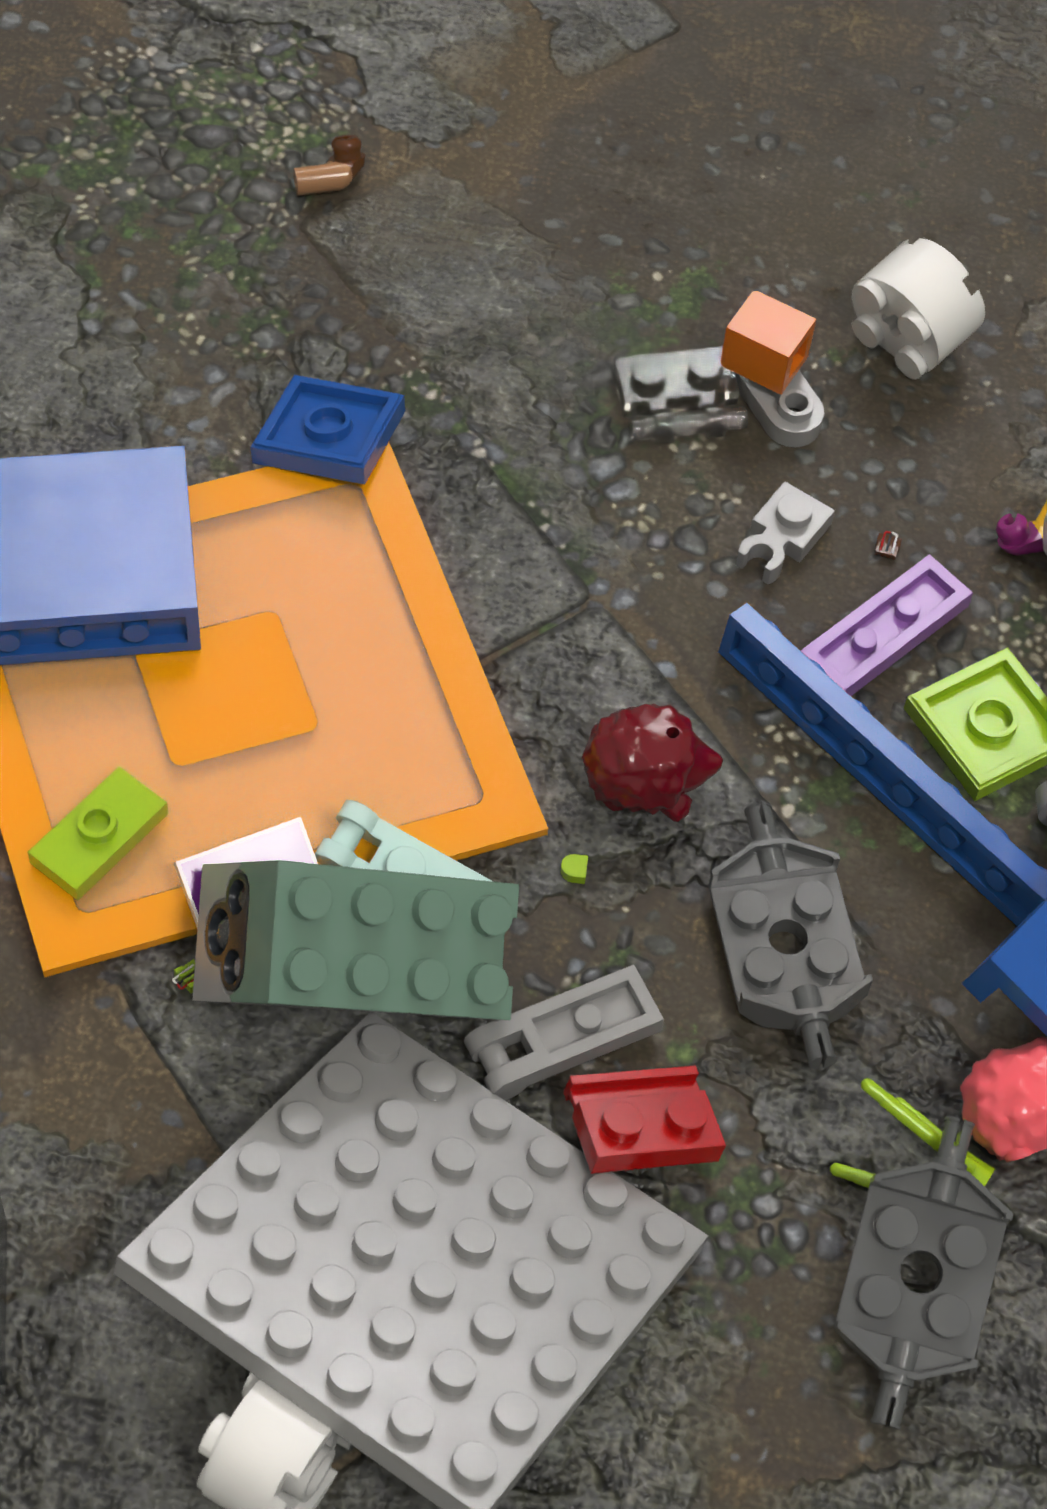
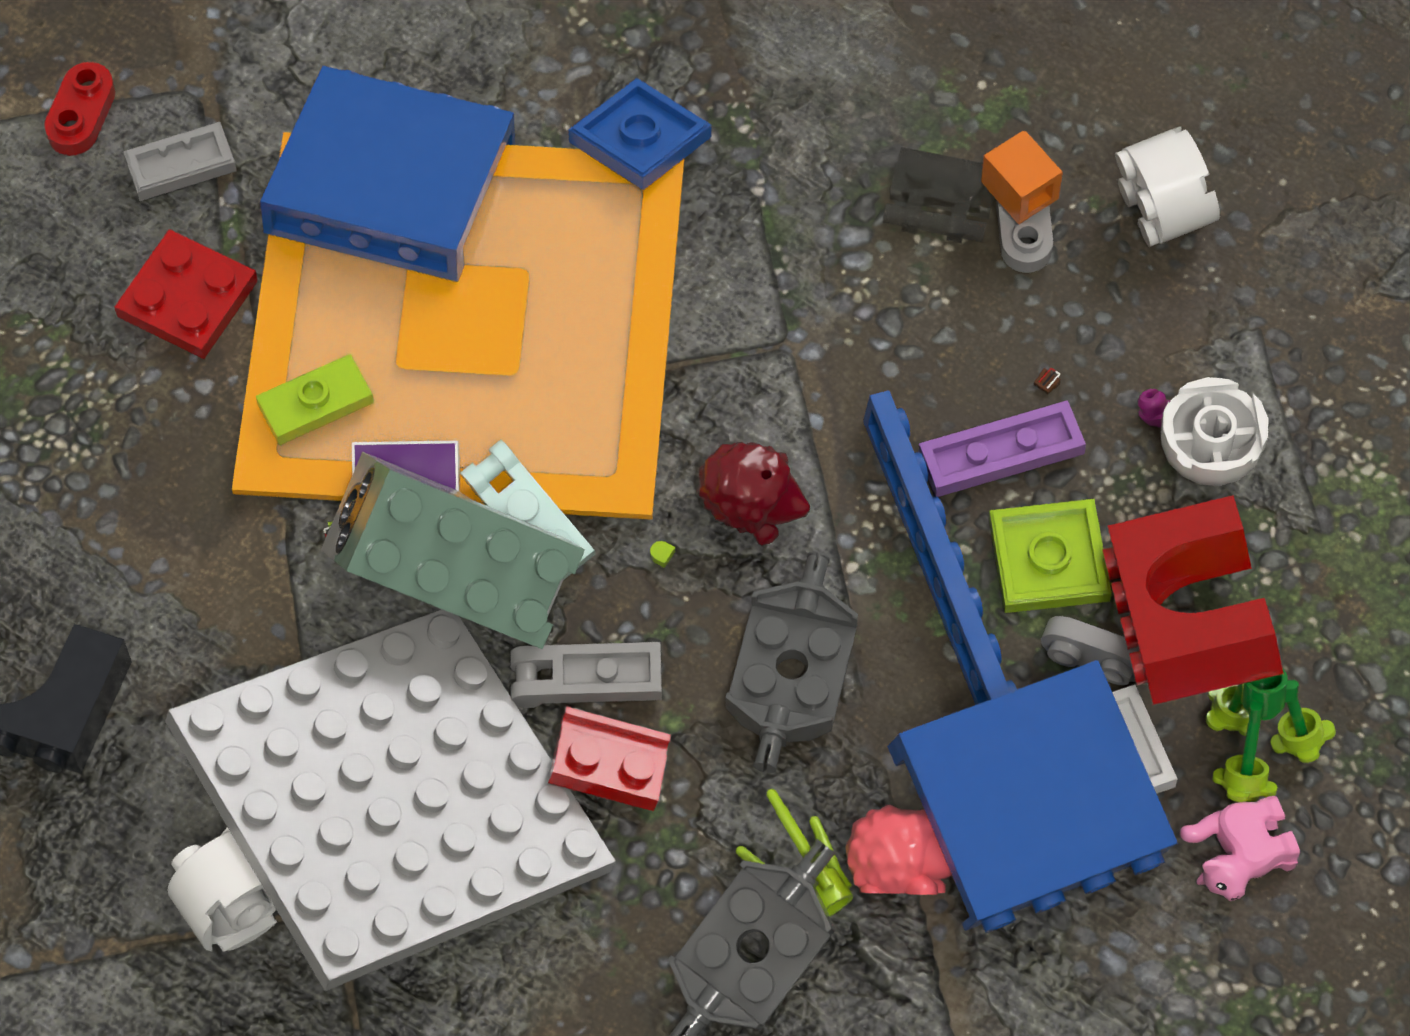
camera: 30 degrees right, 5 degrees up
(785, 525) = (970, 335): plate -> none

